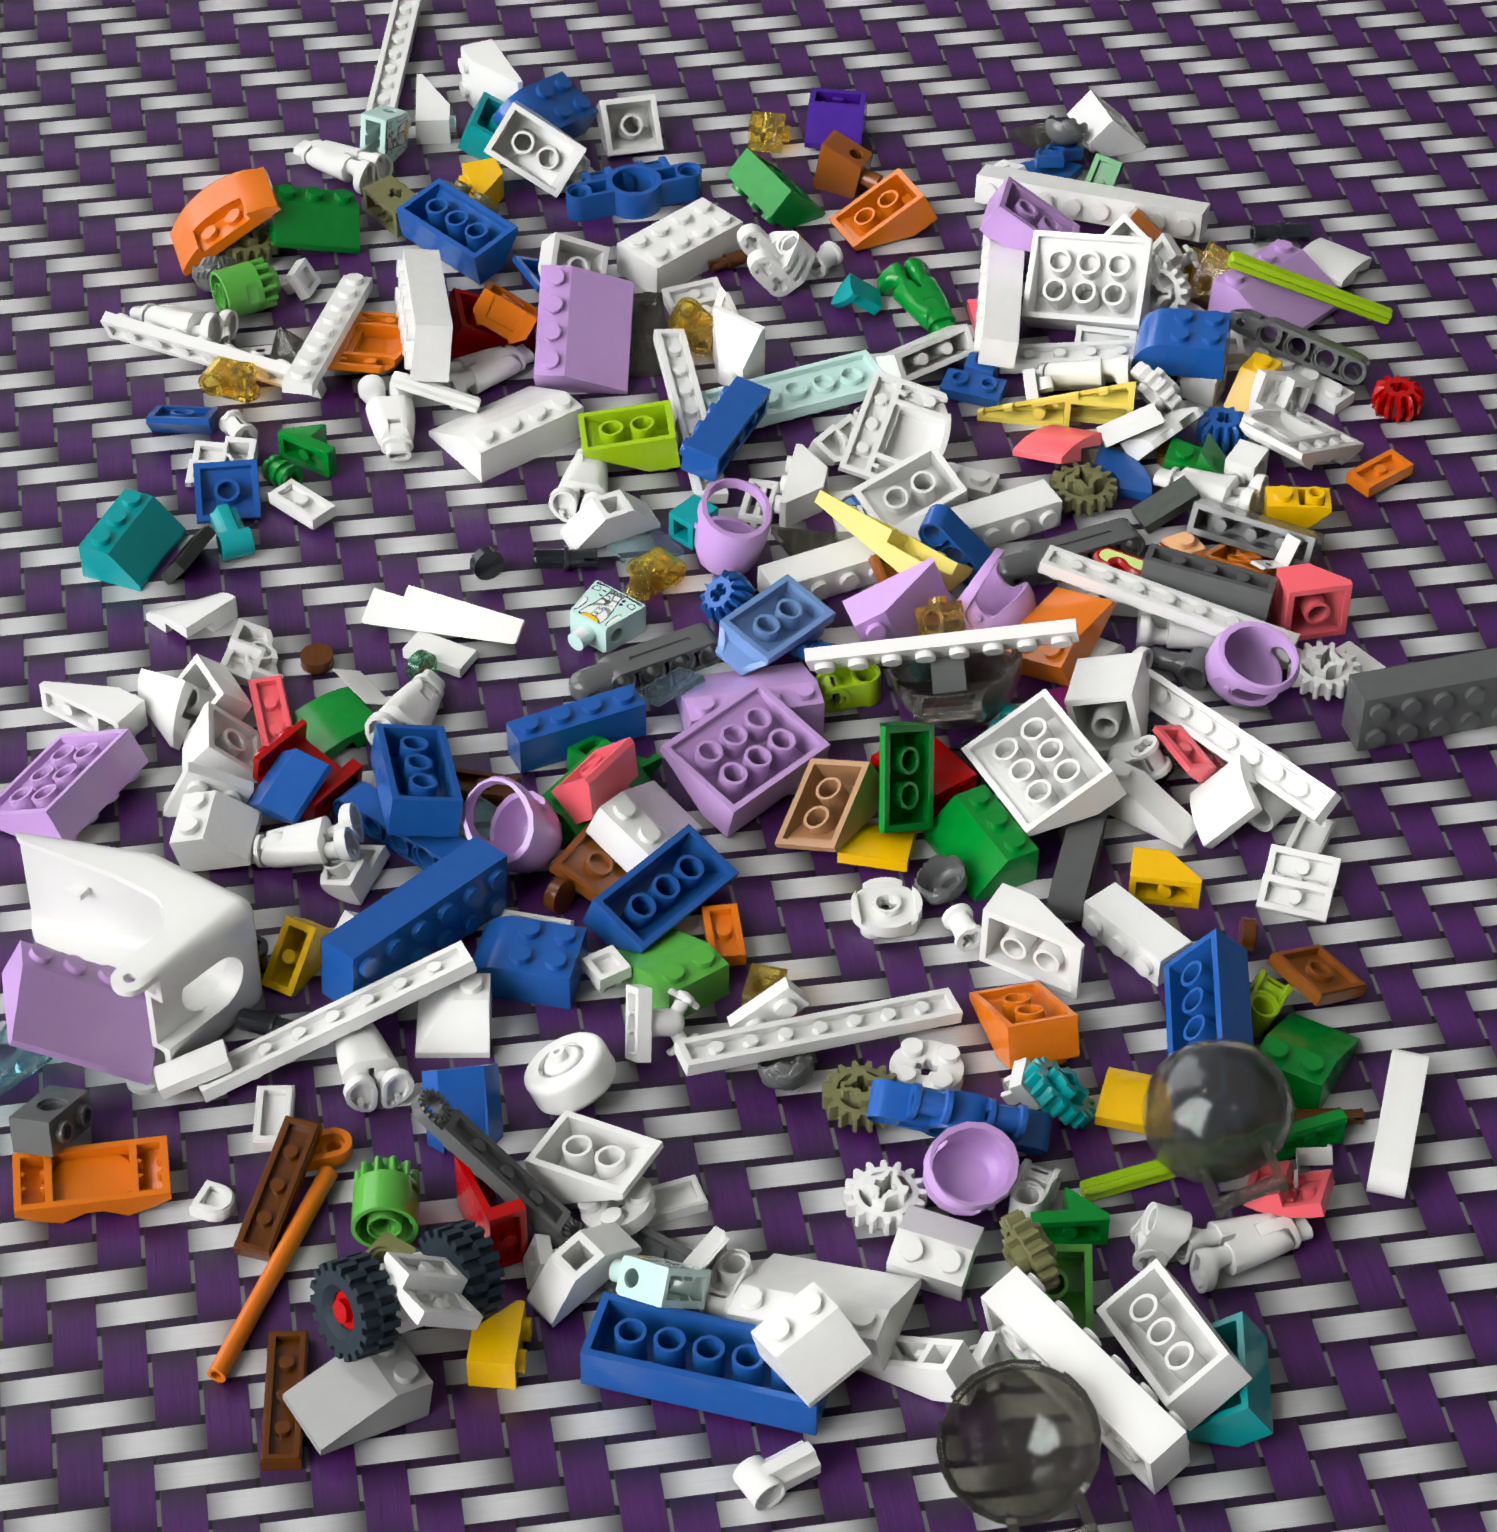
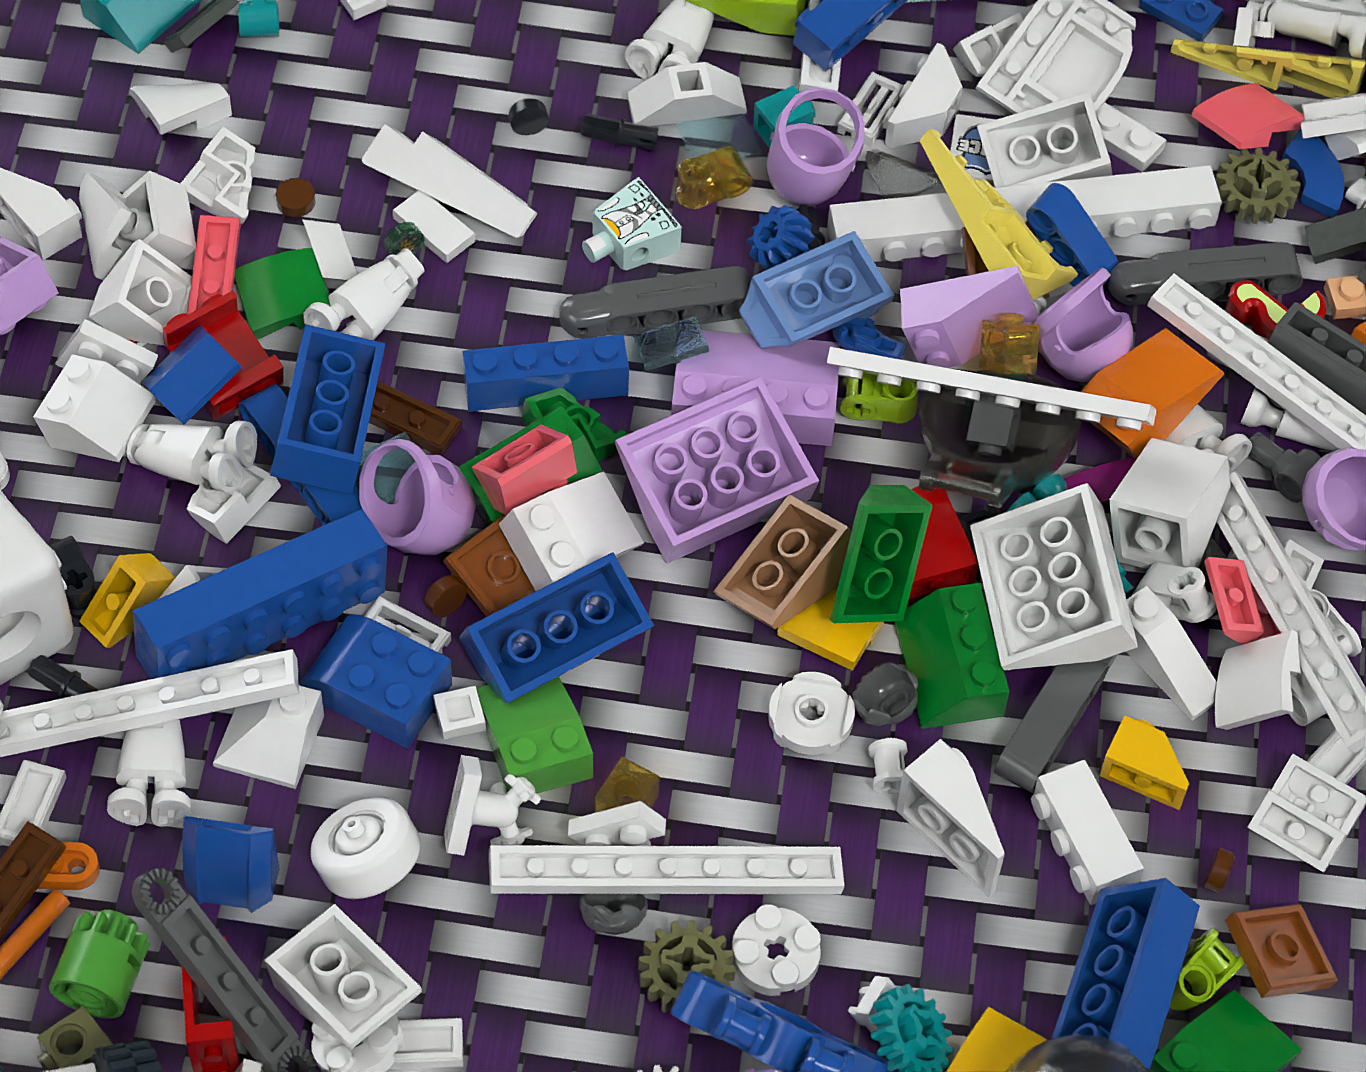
camera: 15 degrees right, 15 degrees up
(724, 932) = (611, 700): orange plate -> none
(1027, 1023) = (912, 920): orange slope -> none

